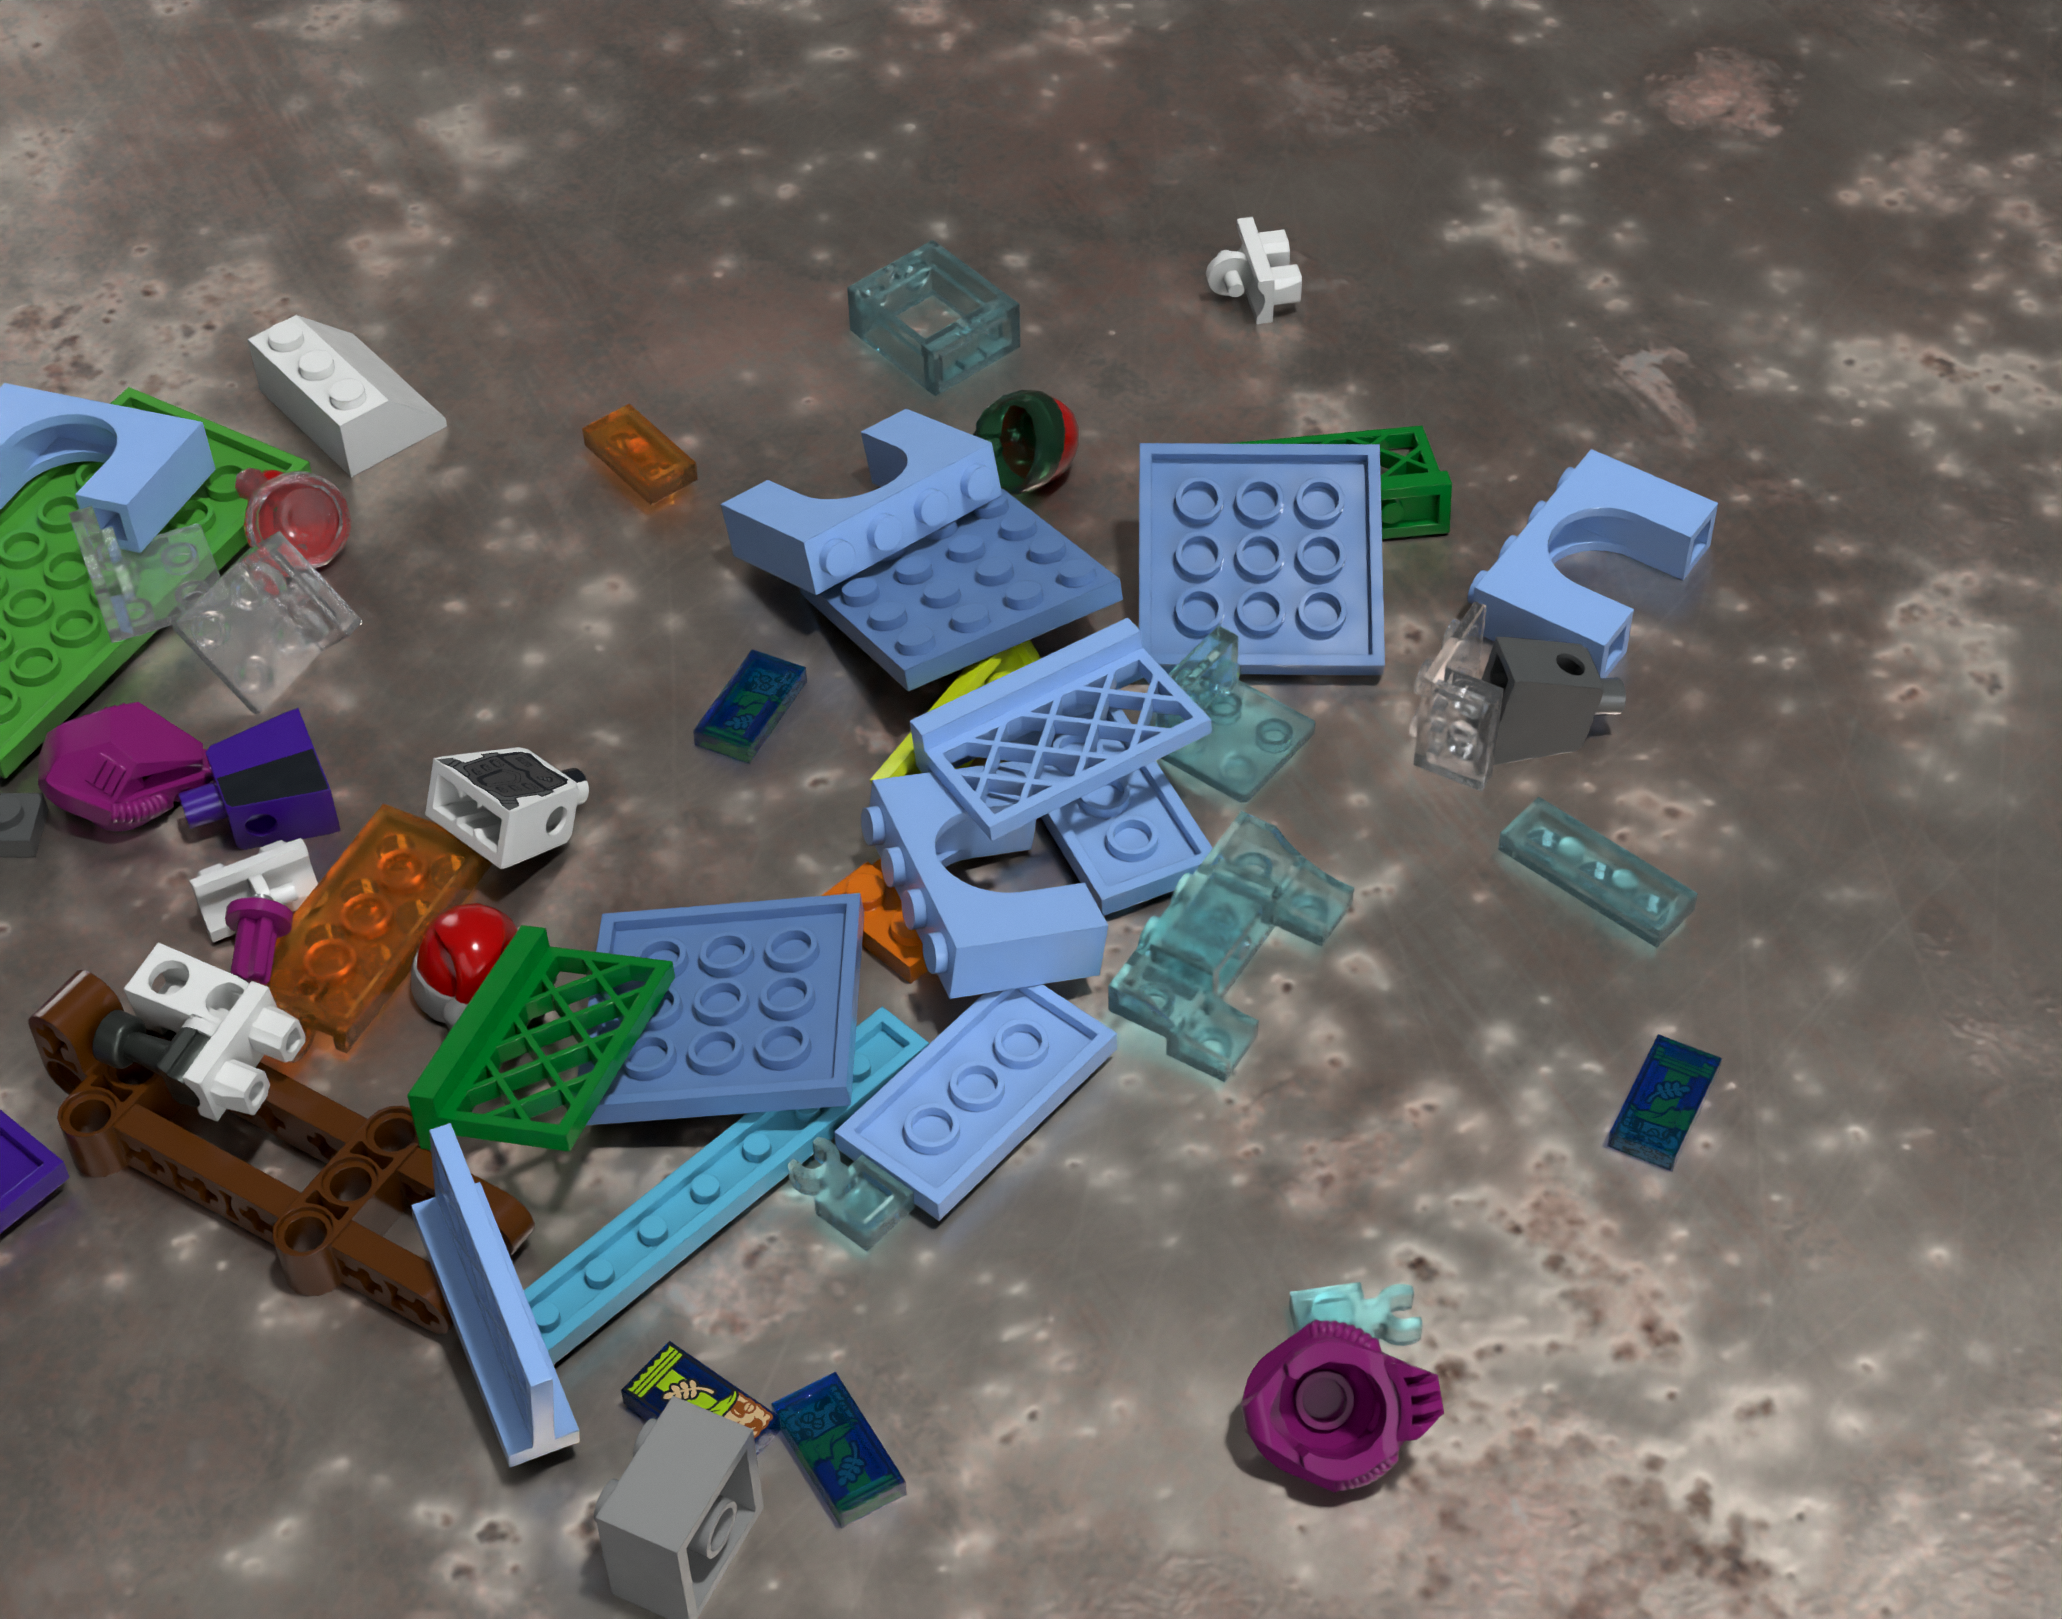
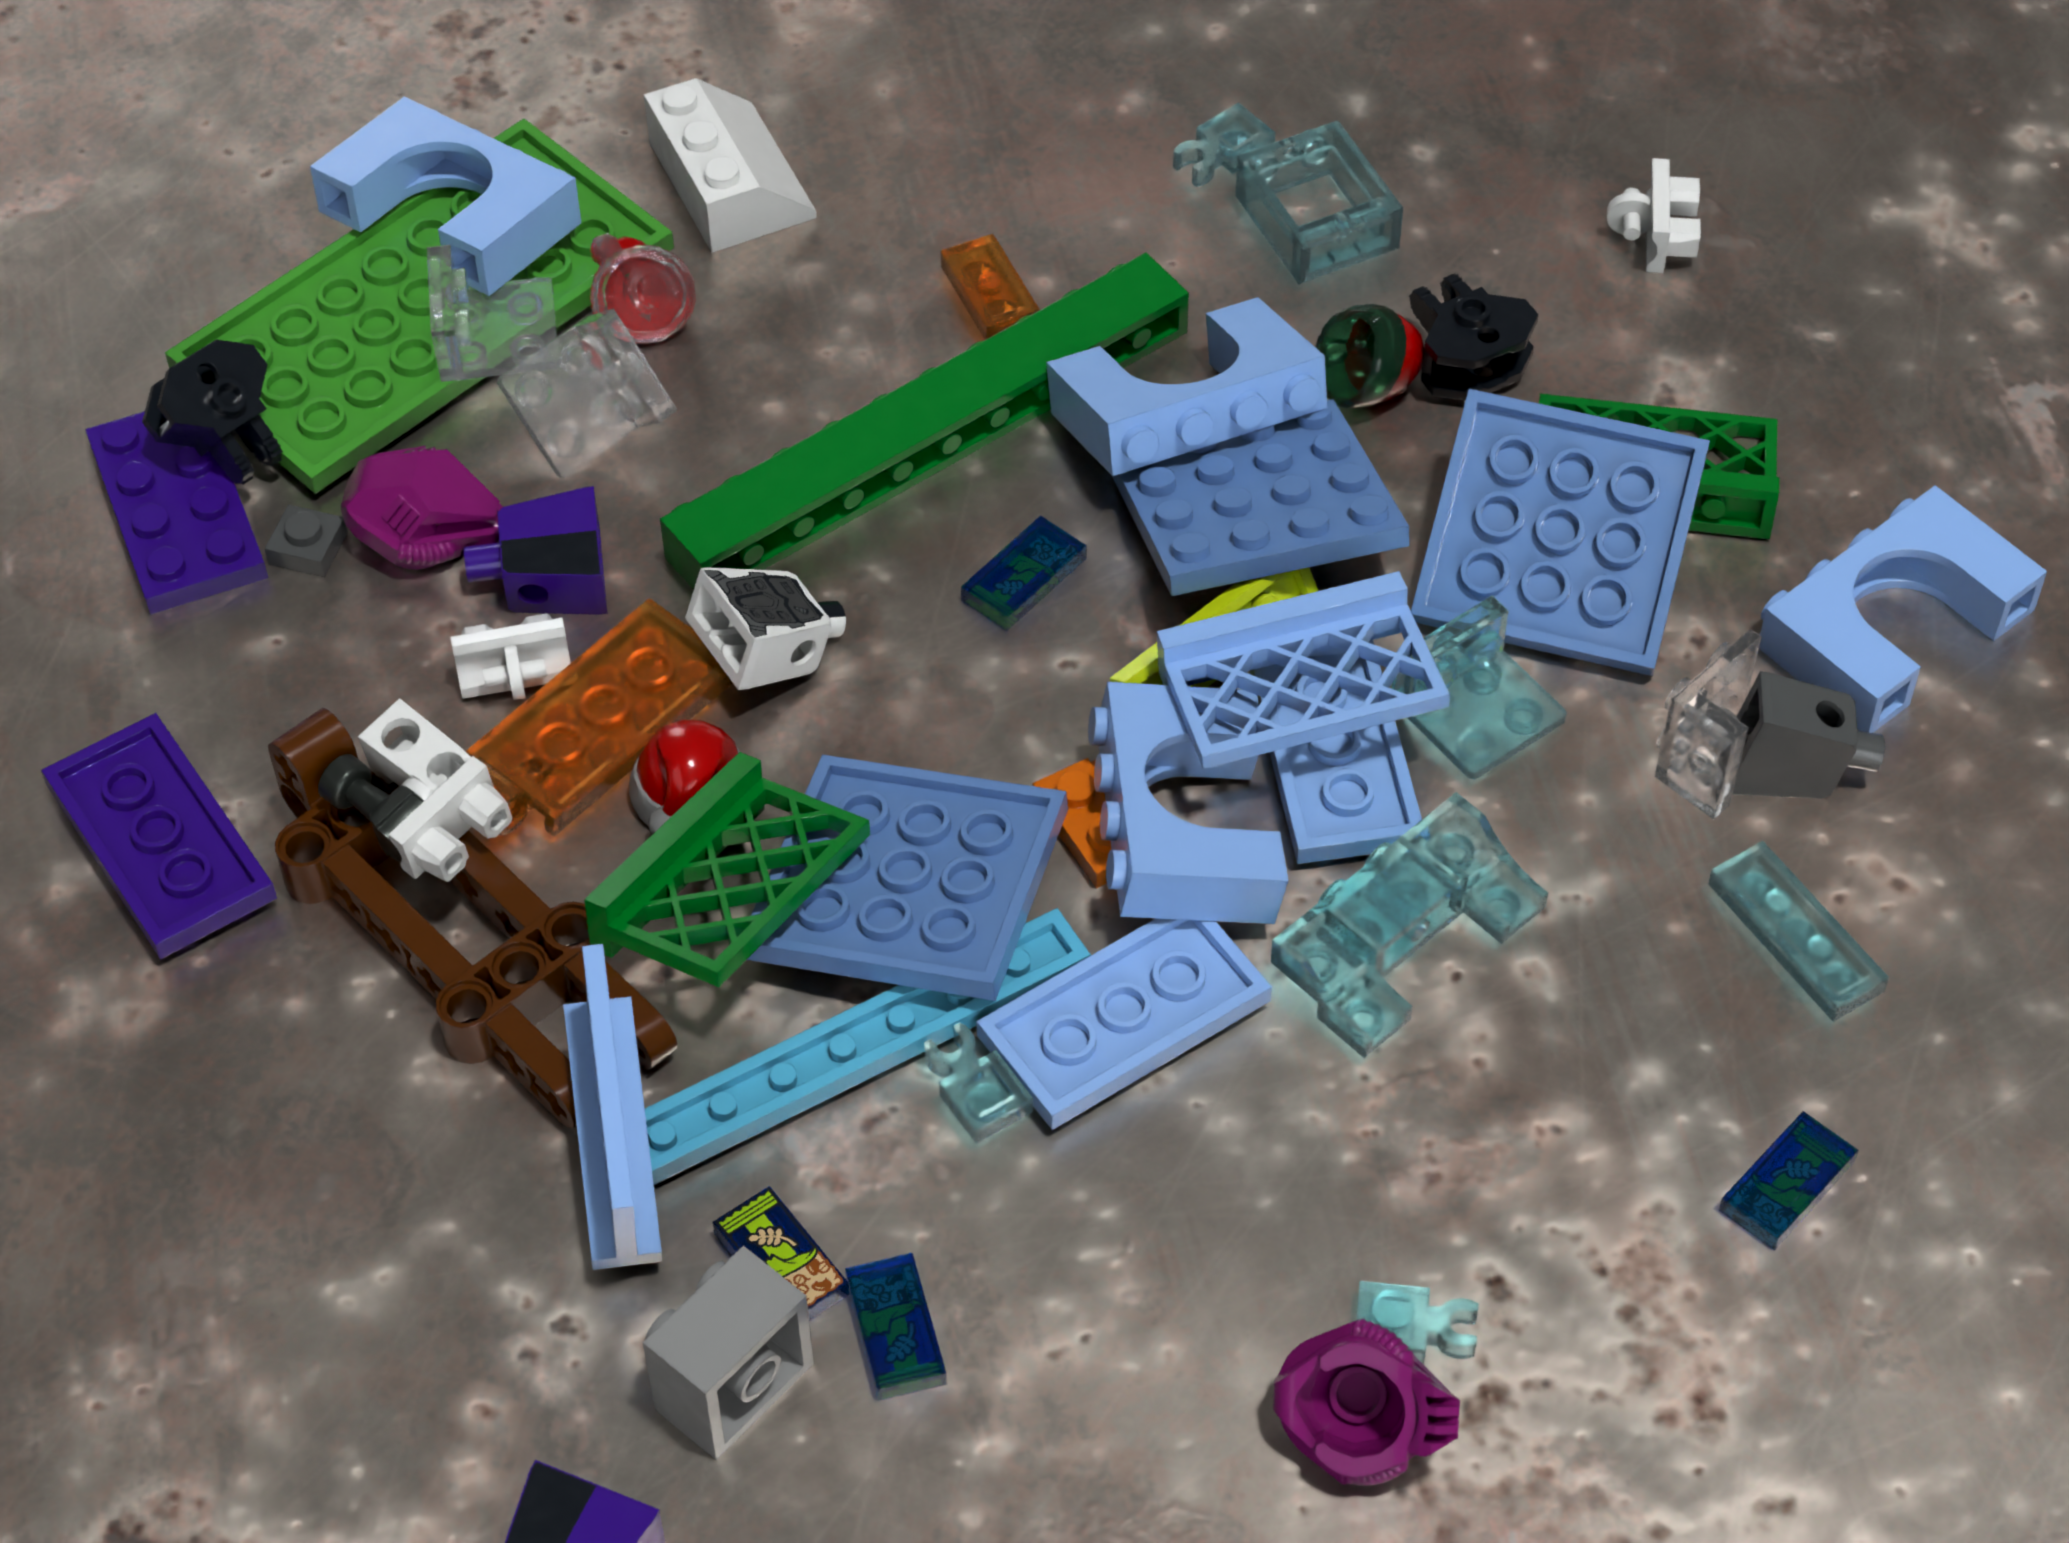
camera: 15 degrees right, 5 degrees up
(257, 925) = (500, 695): magenta piece -> none
(604, 594) = (920, 426): none -> green brick
(825, 284) = (1220, 142): none -> clear light blue plate
(1115, 403) = (1470, 334): none -> black hinge

